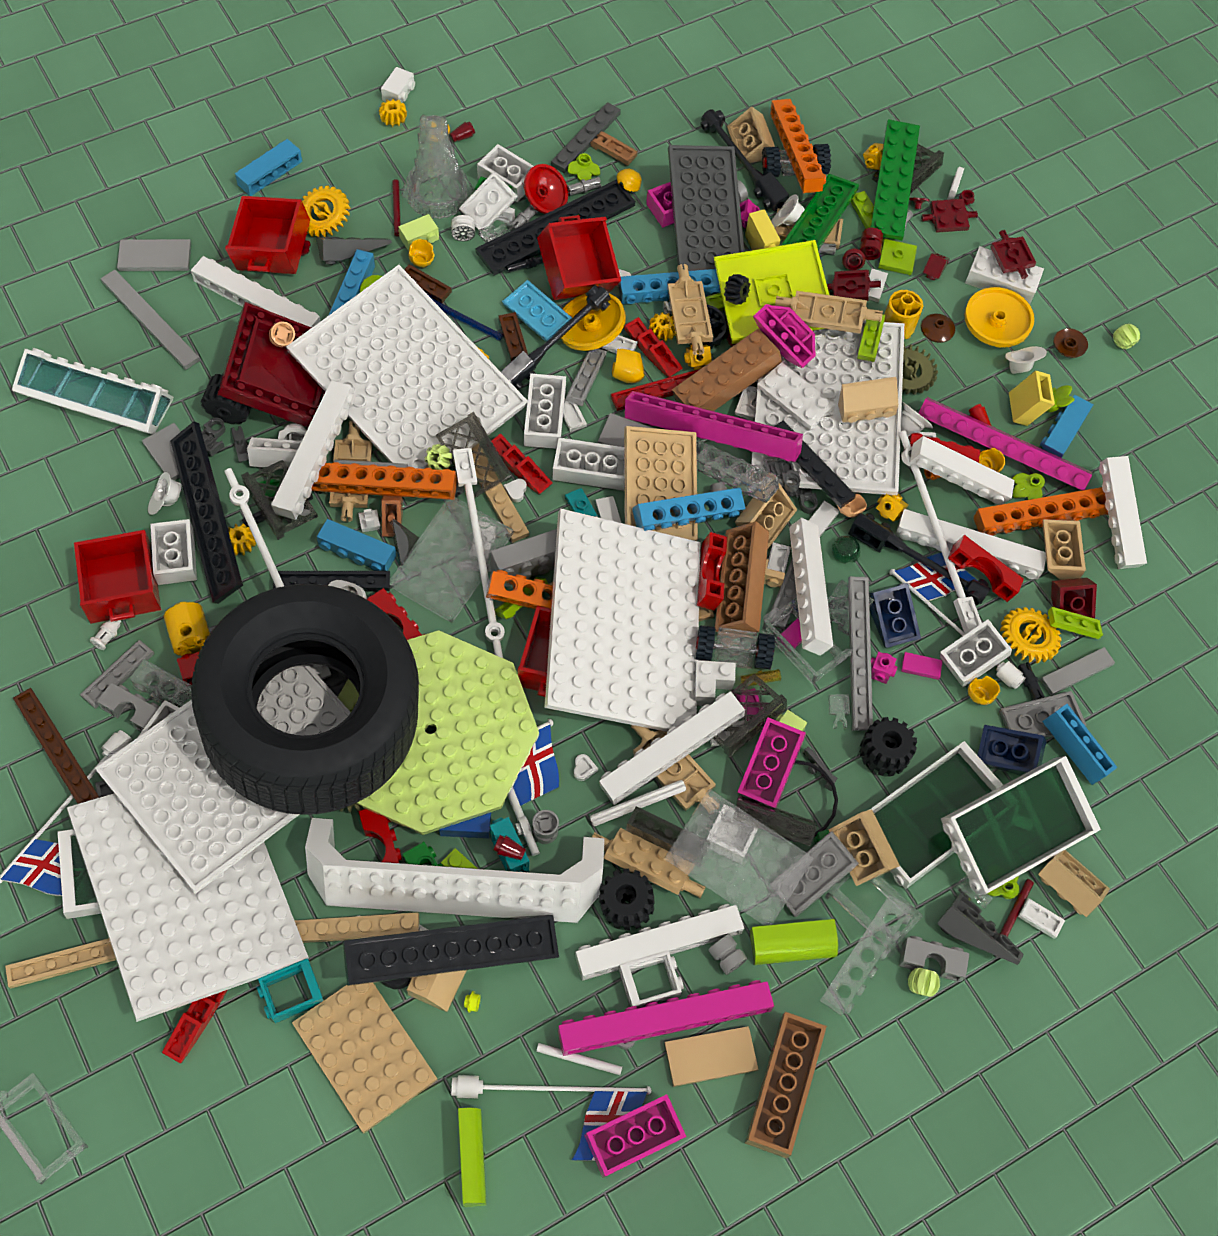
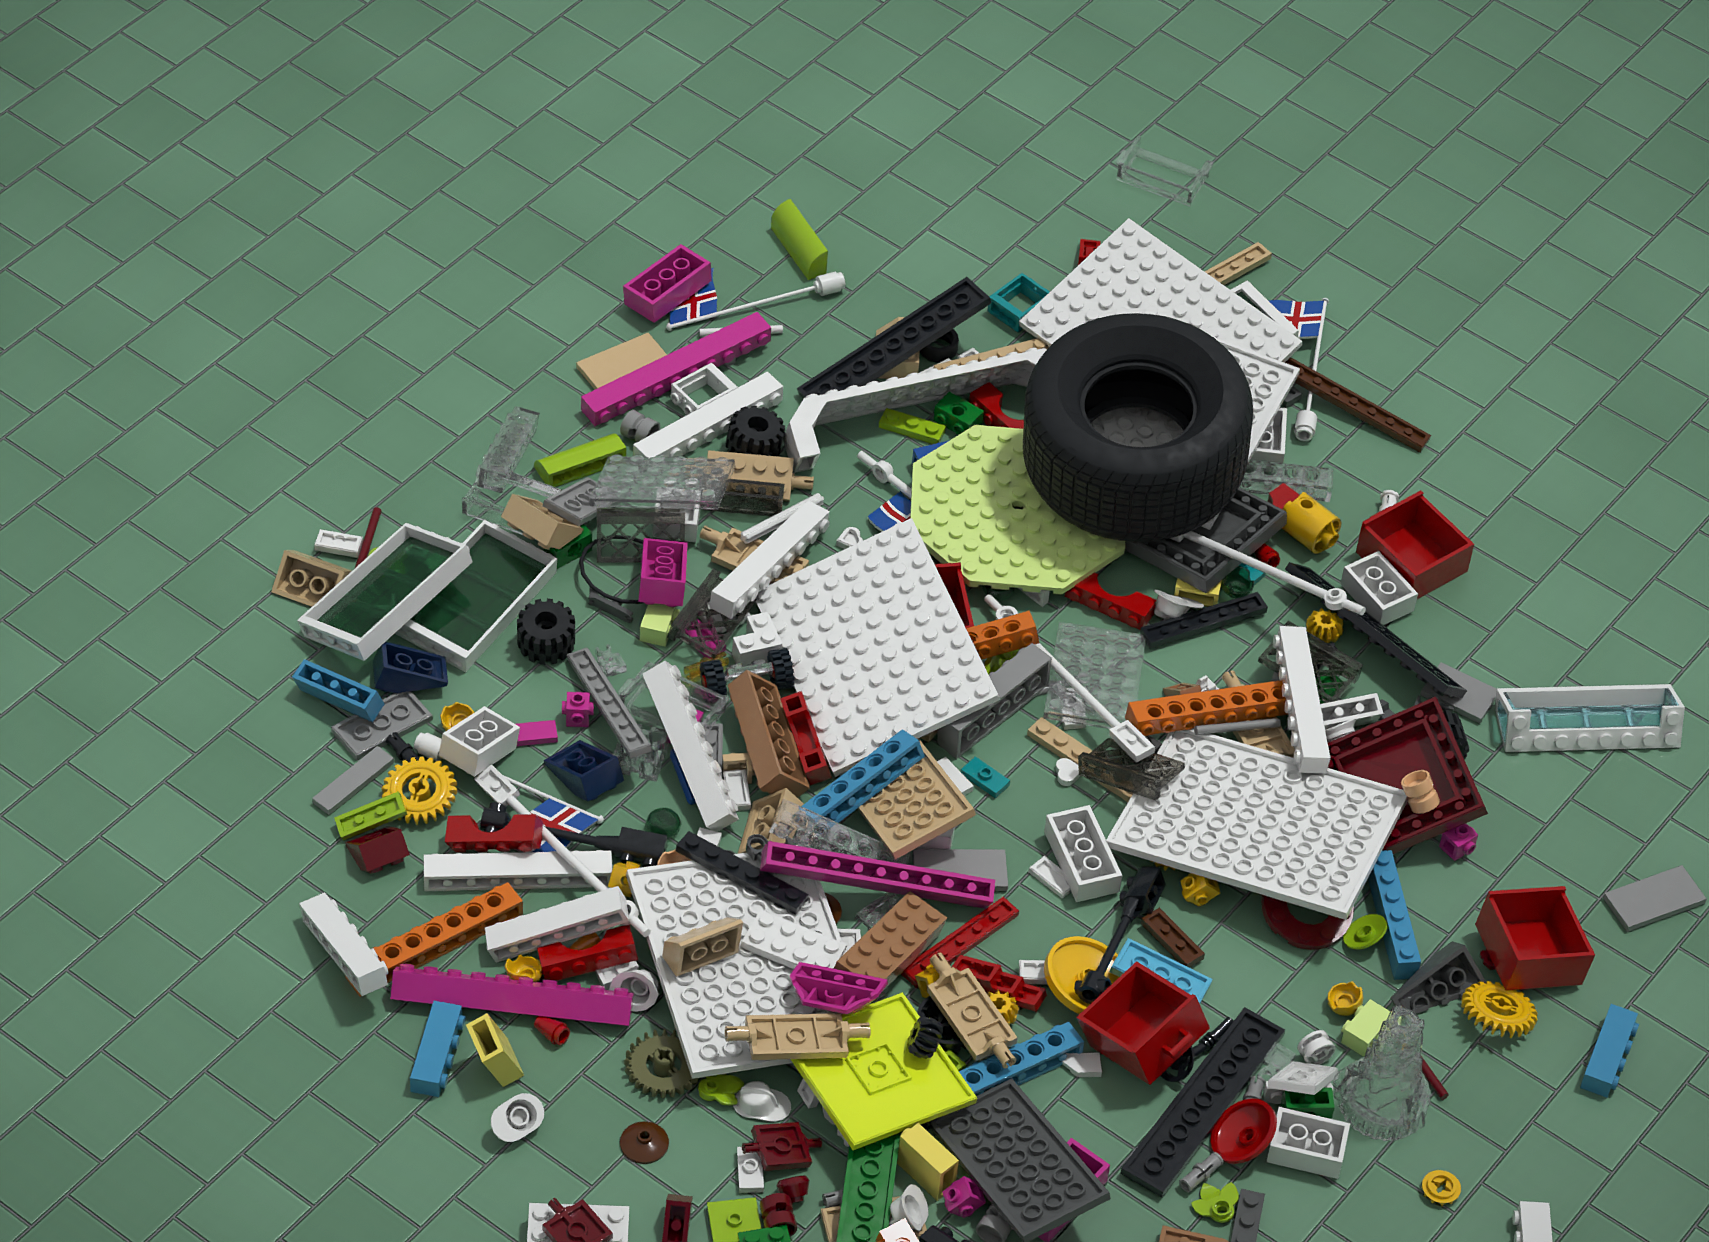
camera: 160 degrees right, 15 degrees down
(117, 672) = (1352, 485): light grey tile -> none
(118, 699) = (1333, 456): light grey arch -> none
(150, 319) = (1599, 823): light grey tile -> none
(165, 494) = (1431, 642): white piece -> none
(241, 290) = (1480, 876): white brick -> none
(356, 546) = (1200, 656): dark azure brick -> none
(364, 1053) = (914, 275): tan plate -> none
(392, 112) = (1513, 1186): yellow gear -> none
(403, 540) = (1155, 678): tile -> none
(430, 285) = (1316, 968): reddish brown plate -> none
(438, 457) = (1167, 740): yellowish green piece -> none
(462, 132) = (1404, 1195): dark red cone -> none
(468, 320) = (1303, 951): clear blue bar -> none
(472, 1002) = (857, 339): neon yellow plate -> none
(504, 827) = (879, 424): teal window -> none
(509, 848) = (885, 414): dark red cone -> none
(521, 466) = (1073, 794): red slope -> none
(545, 826) = (862, 473): light grey wheel -> none
(586, 376) = (1058, 910): light grey tile -> none
(589, 464) = (1003, 812): white brick -> none
(628, 366) = (1014, 939): yellow piece -> none
(630, 178) = (1146, 1196): yellow hair -> none
(786, 1085) = (547, 352): medium nougat brick -> none
(870, 340) = (731, 1052): lime plate -> none
(904, 308) = (699, 1111): yellow cylinder -> none
(924, 982) = (443, 458): yellowish green piece -> none
(952, 960) = (424, 485): light grey arch -> none
(966, 924) = (397, 508): dark grey wedge -> none
(999, 317) = (568, 1162): yellow dish -> none
(1026, 487) = (466, 962): lime plate -> none
(1061, 397) = (458, 1083): lime plate -> none
(1064, 548) = (406, 889): tan slope -> none
(1070, 343) = (456, 1160): reddish brown dish -> none
(1126, 336) = (384, 1201): yellowish green piece -> none

